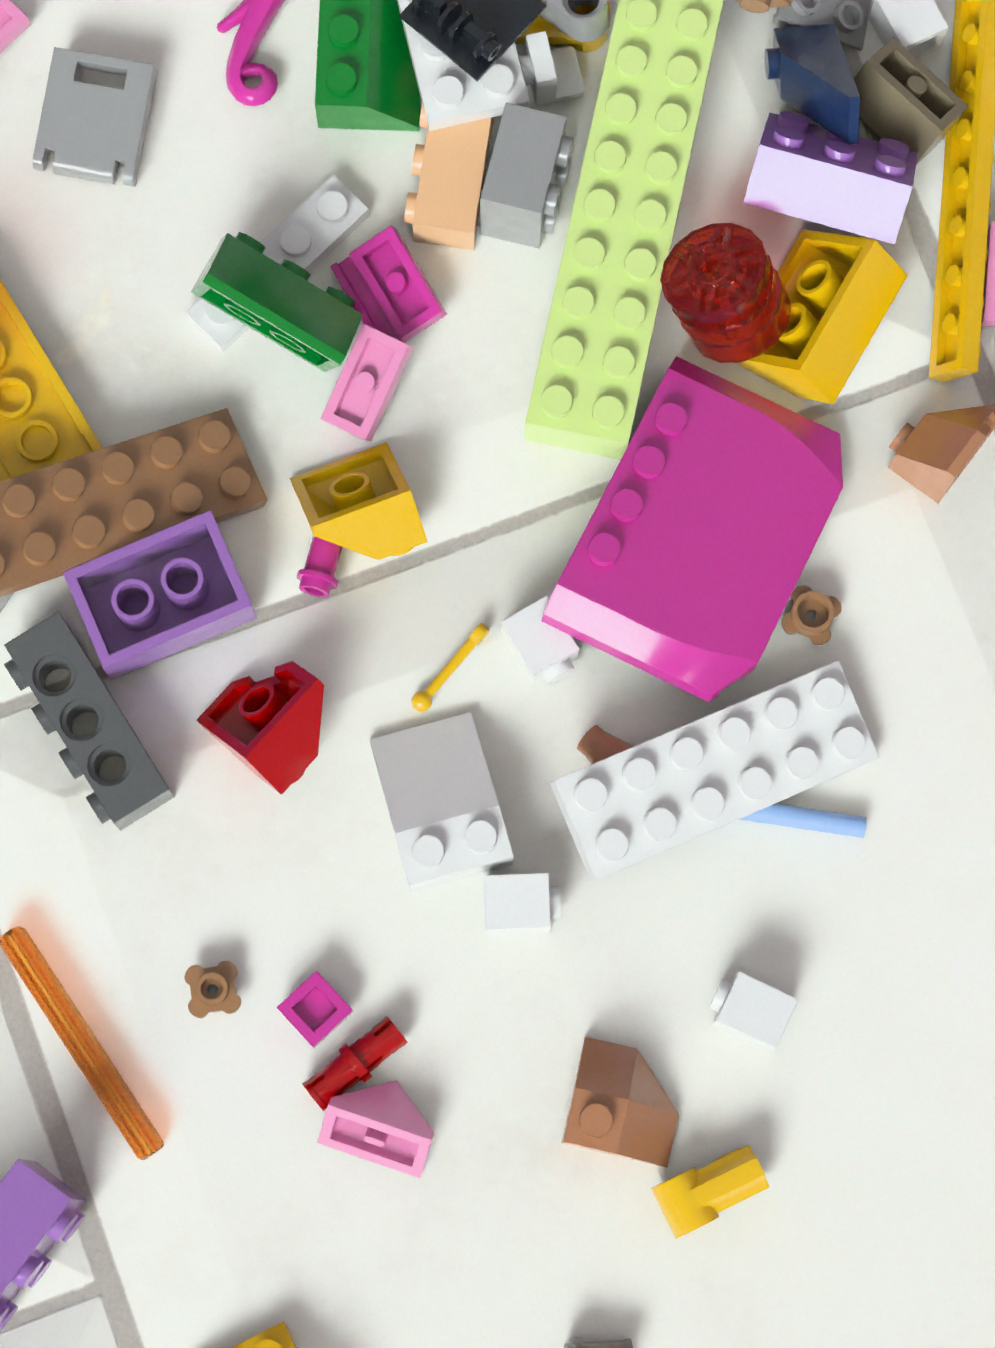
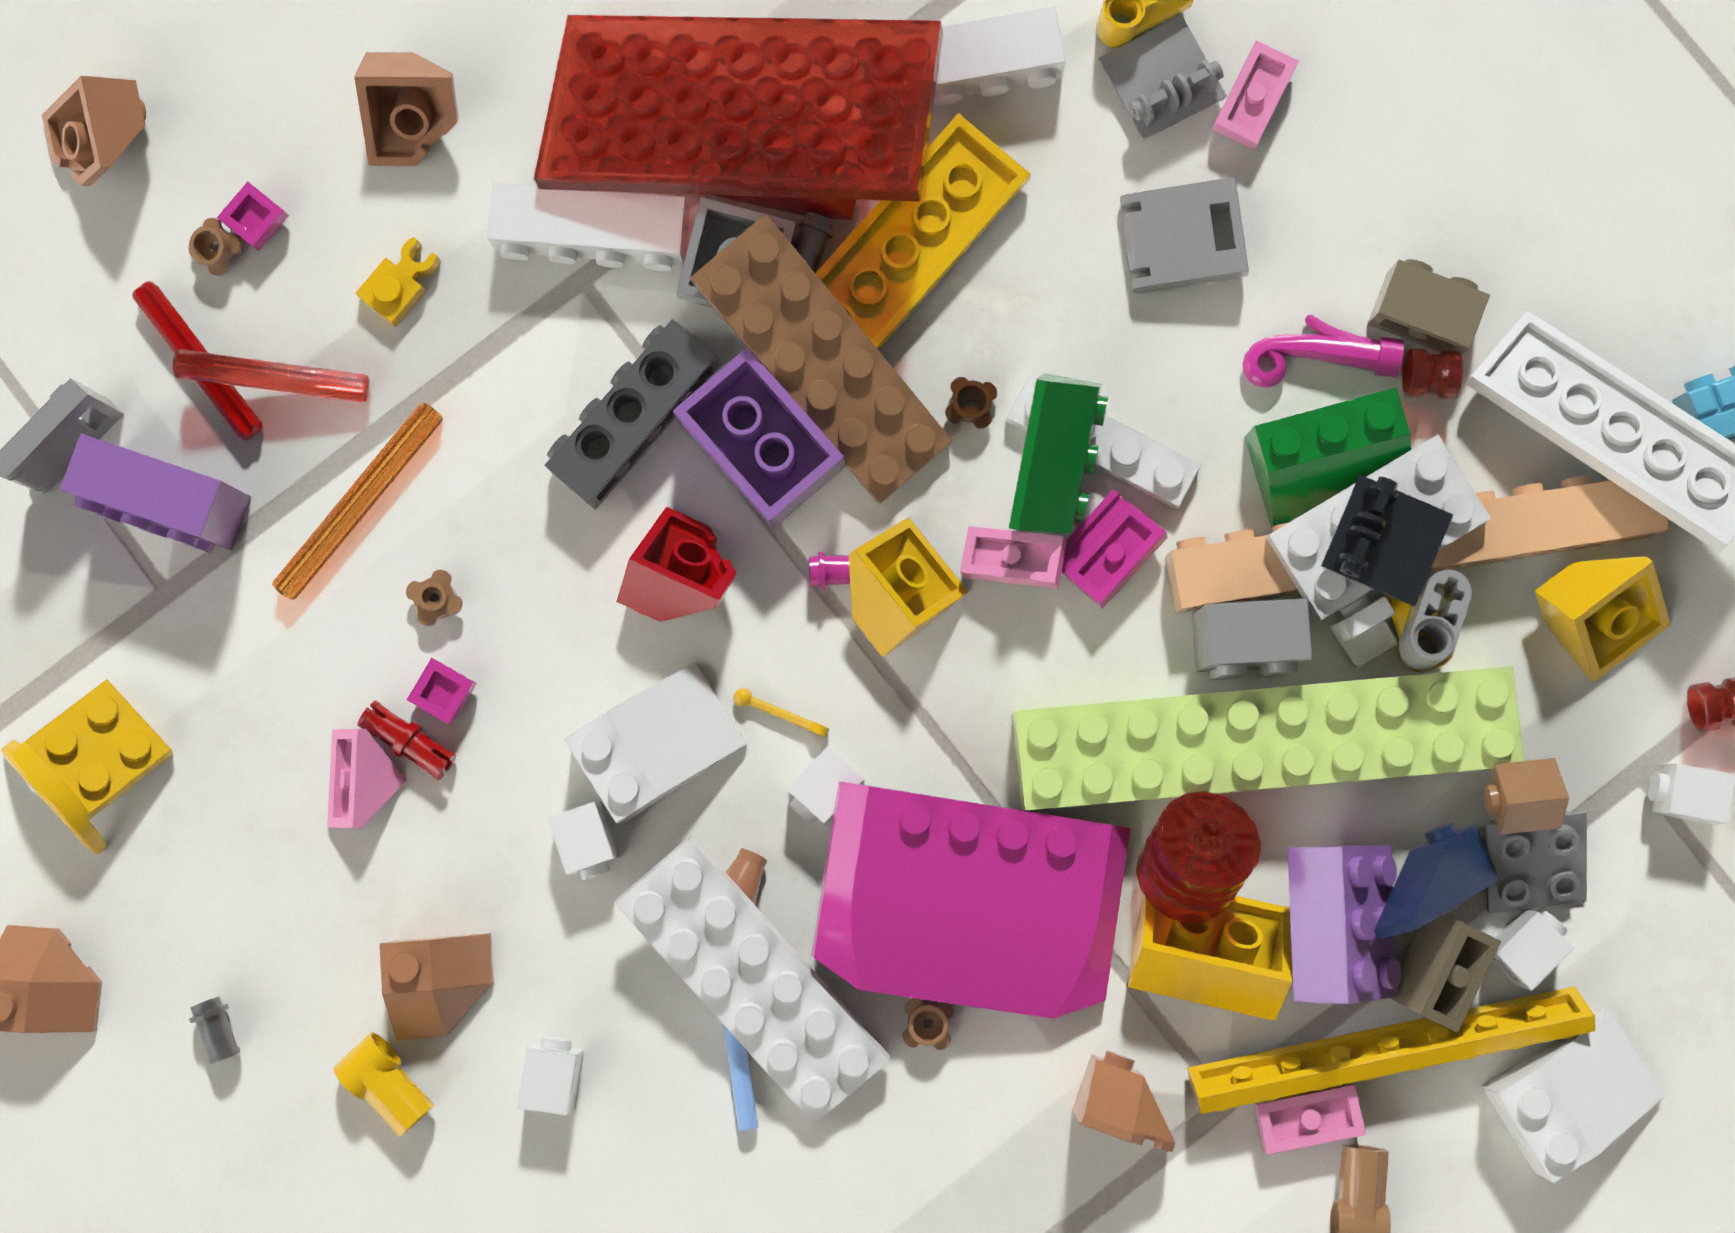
camera: 80 degrees right, 5 degrees up
(189, 364) = (981, 393): none -> reddish brown plate

